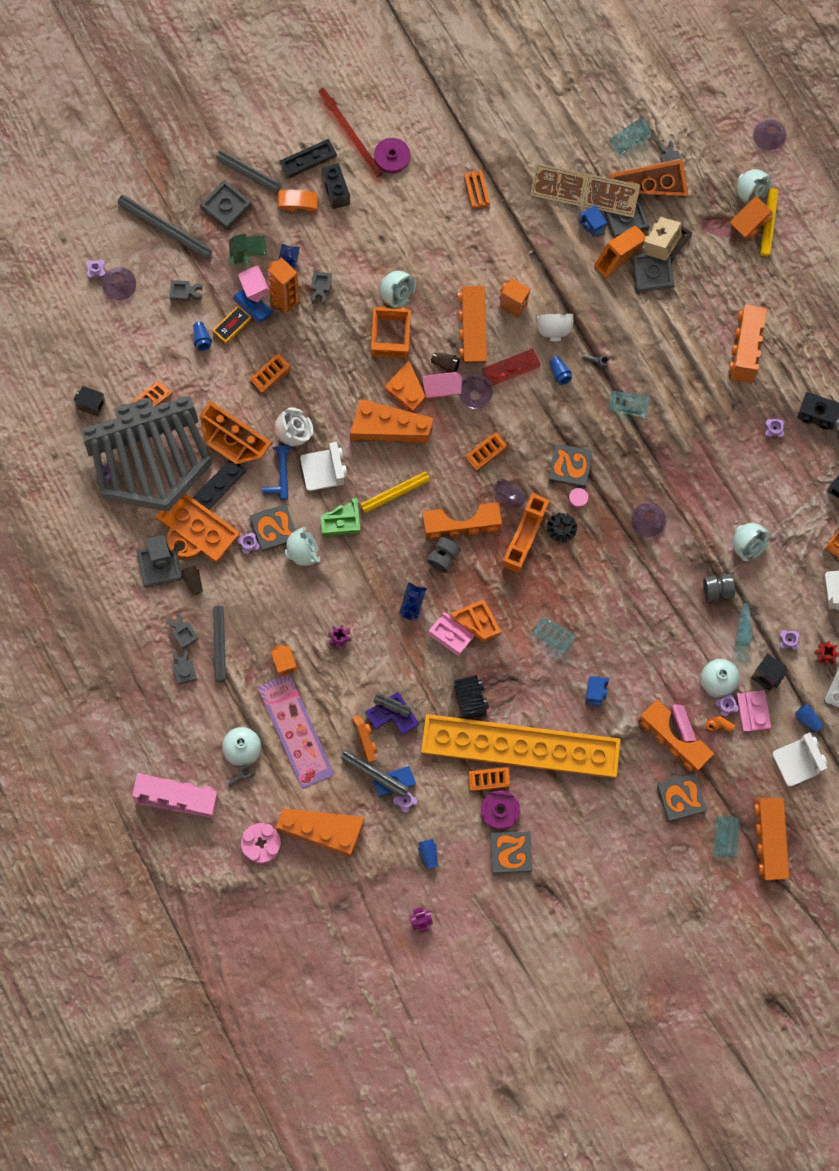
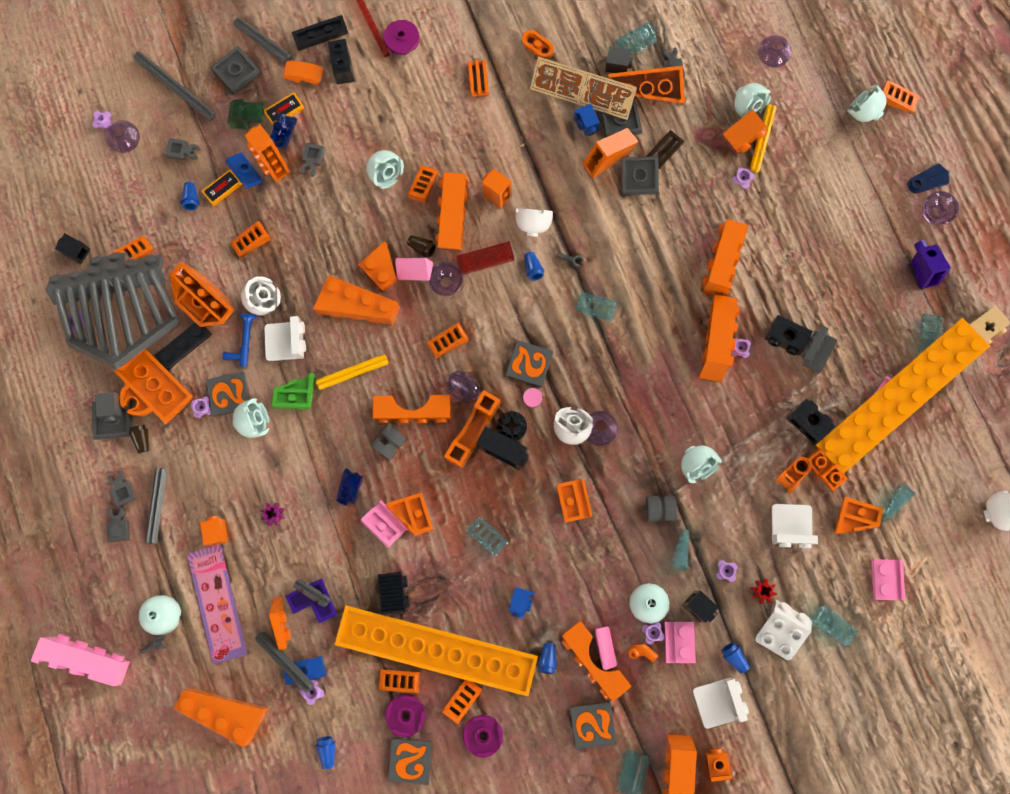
camera: 20 degrees right, 5 degrees up
(251, 837) = (150, 715): bright pink plate -> none
(253, 283) = (241, 152): bright pink slope -> none
(287, 235) = (288, 106): none -> tile
(389, 349) = (368, 228): orange window -> none
(433, 313) = (423, 198): none -> orange slope
(534, 150) = (539, 44): none -> orange plate
(545, 803) = (450, 713): none -> orange slope
(558, 547) = (502, 448): none -> black window
(585, 812) = (478, 746): none -> magenta plate
(616, 158) = (618, 60): none -> dark grey brick
(623, 519) = (572, 426): none -> white cylinder
(630, 742) = (547, 660): none -> blue cone
(633, 590) = (574, 500): none -> orange plate
(662, 238) = (653, 144): tan brick -> none
(753, 420) = (719, 338): none -> orange wedge
(755, 258) = (741, 172): none -> lavender plate
(801, 823) = (714, 773): none -> orange brick

